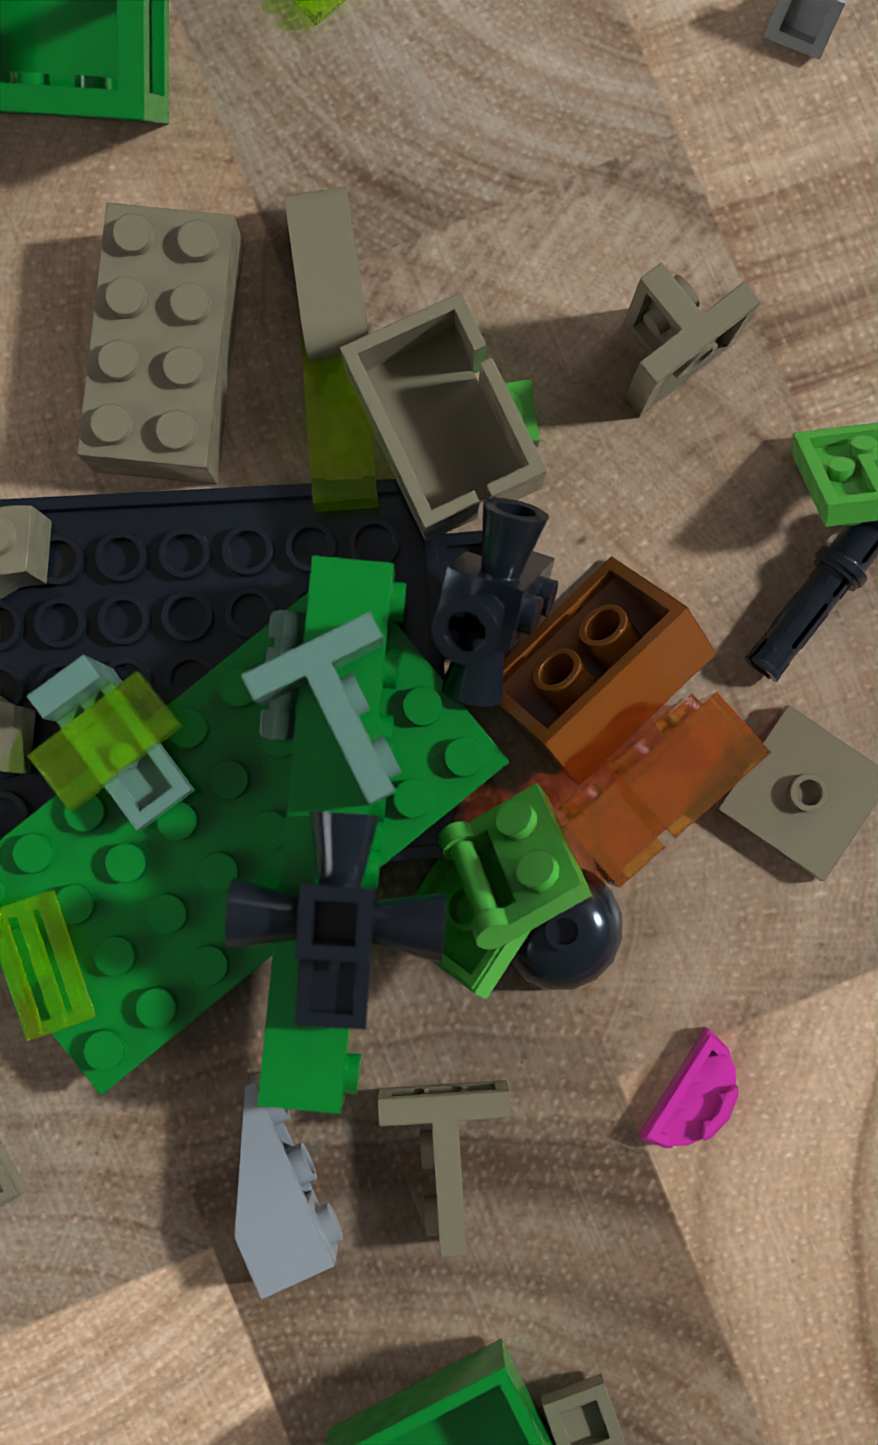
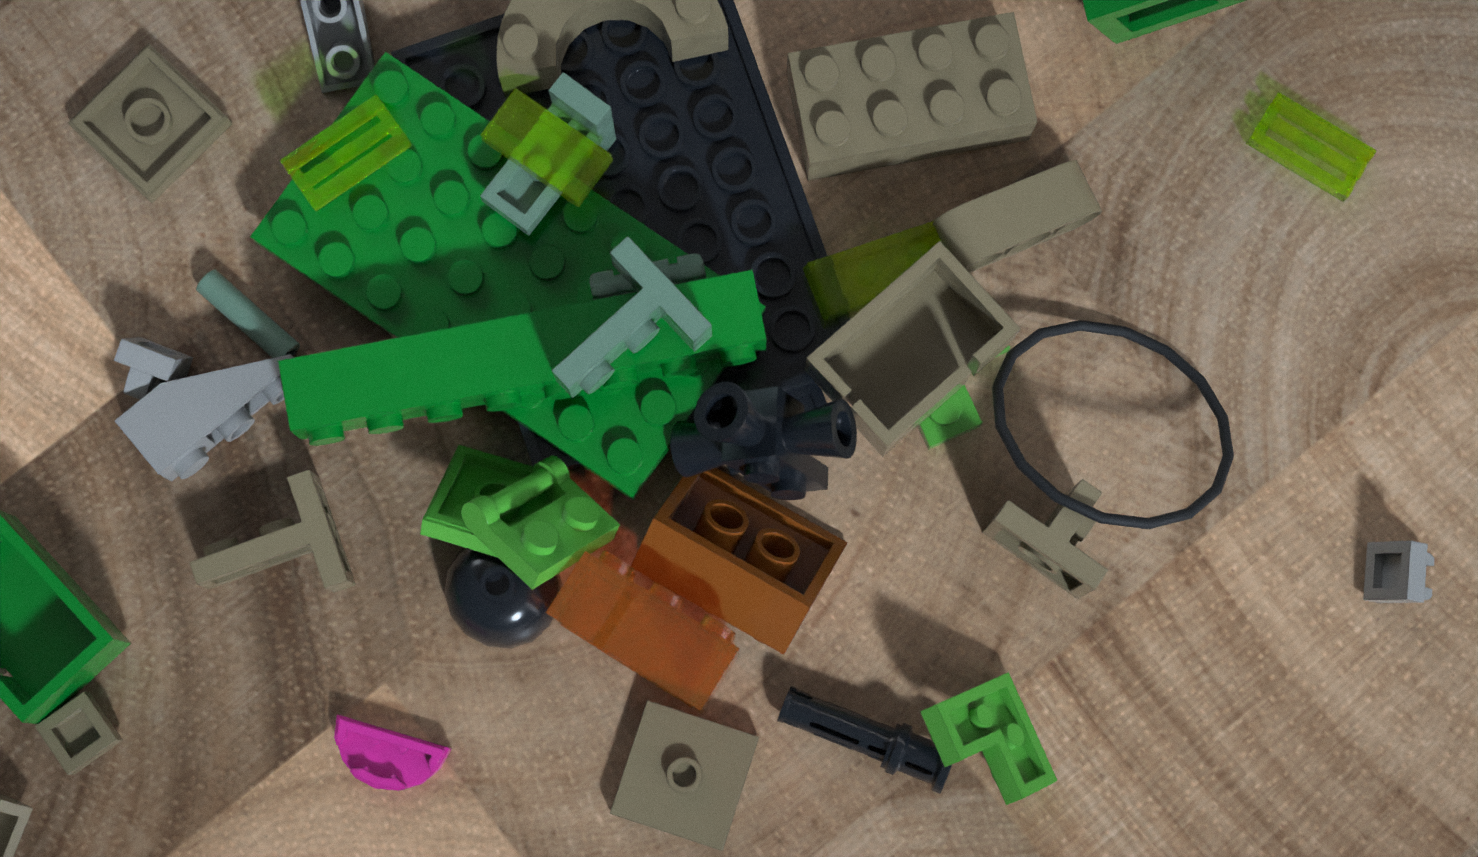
camera: 75 degrees right, 5 degrees down
(184, 1119) = (246, 315): none -> sand green piece
(207, 1240) = (150, 365): none -> light grey tile
(336, 923) = (446, 376): black brick -> none
(638, 317) = (1073, 504): none -> black piece

